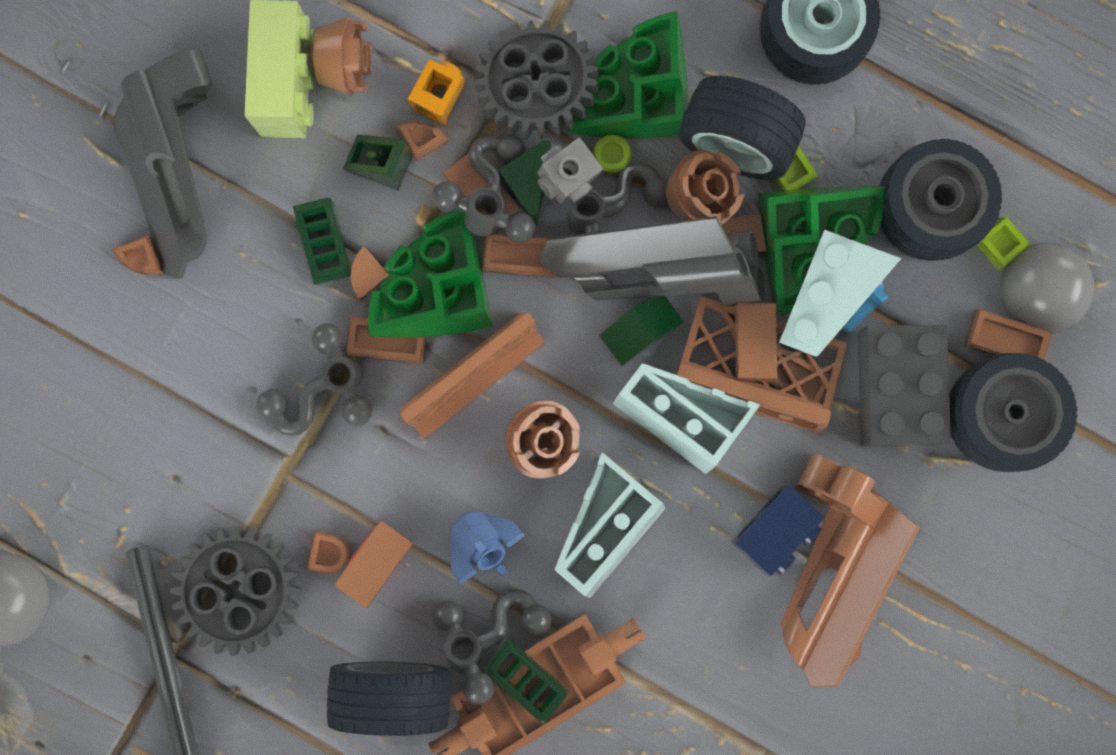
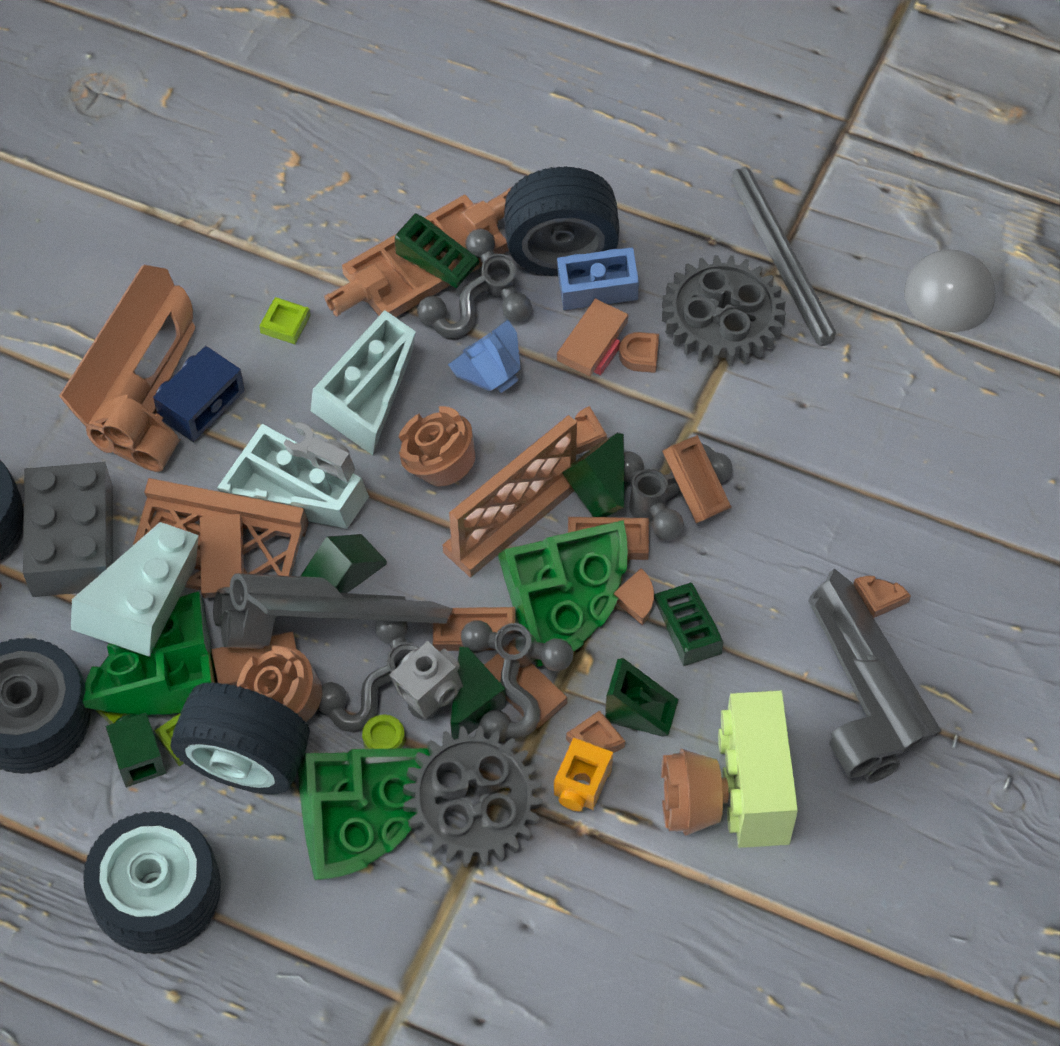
camera: 175 degrees right, 25 degrees down
(292, 382) = (696, 479): none -> nougat tile
(359, 634) = (599, 275): none -> medium blue brick
(383, 398) = (600, 477): none -> dark green slope
(395, 461) = (588, 430): none -> nougat tile
(651, 407) = (327, 456): none -> light grey plate
(688, 626) = (285, 320): none -> lime tile
(835, 154) = (135, 749): none -> dark green brick

